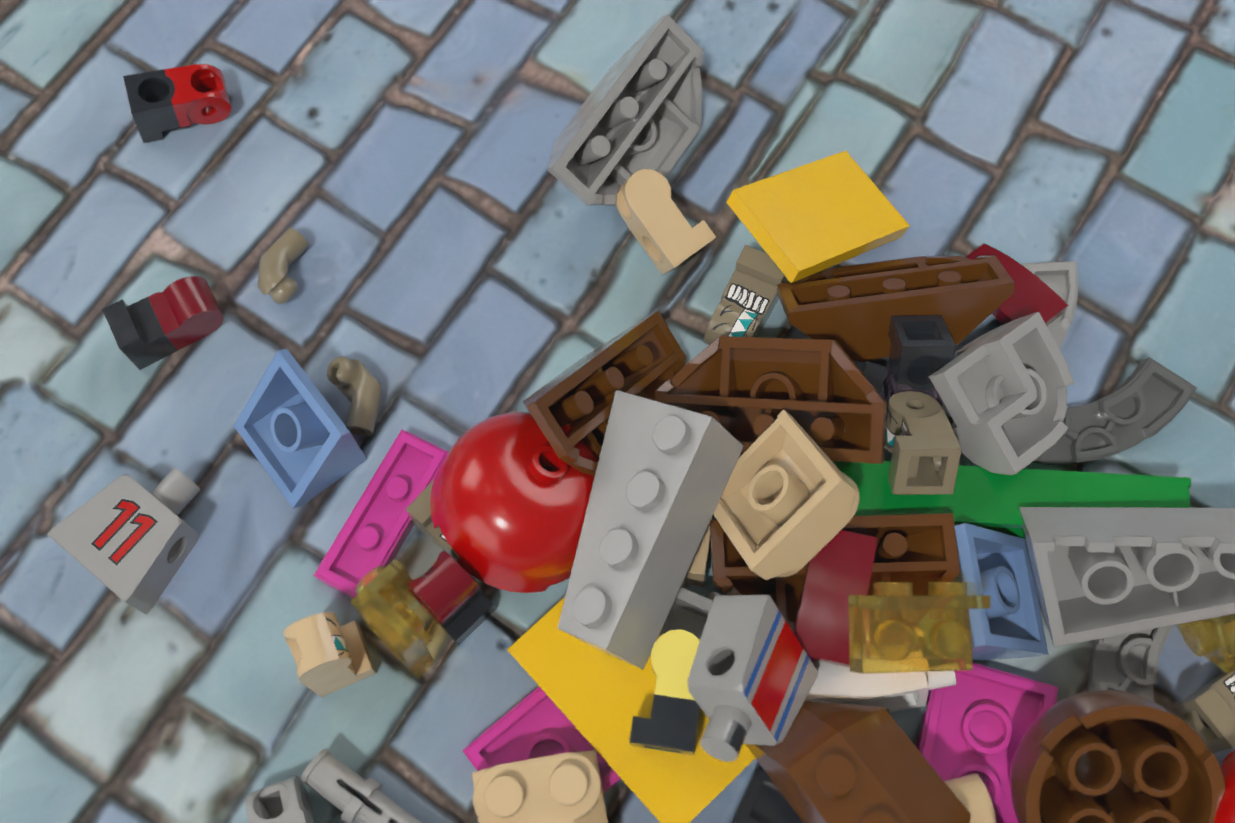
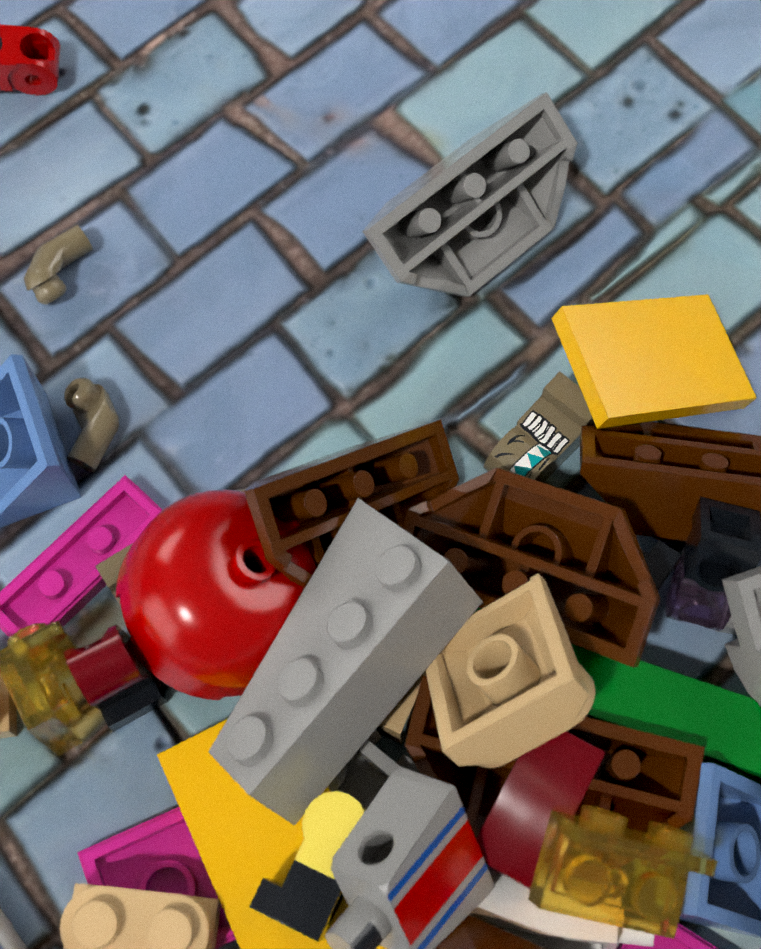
camera: 15 degrees right, 0 degrees up
(657, 222) = (470, 321): tan leg -> none
(921, 445) = (690, 657): dark tan leg -> none

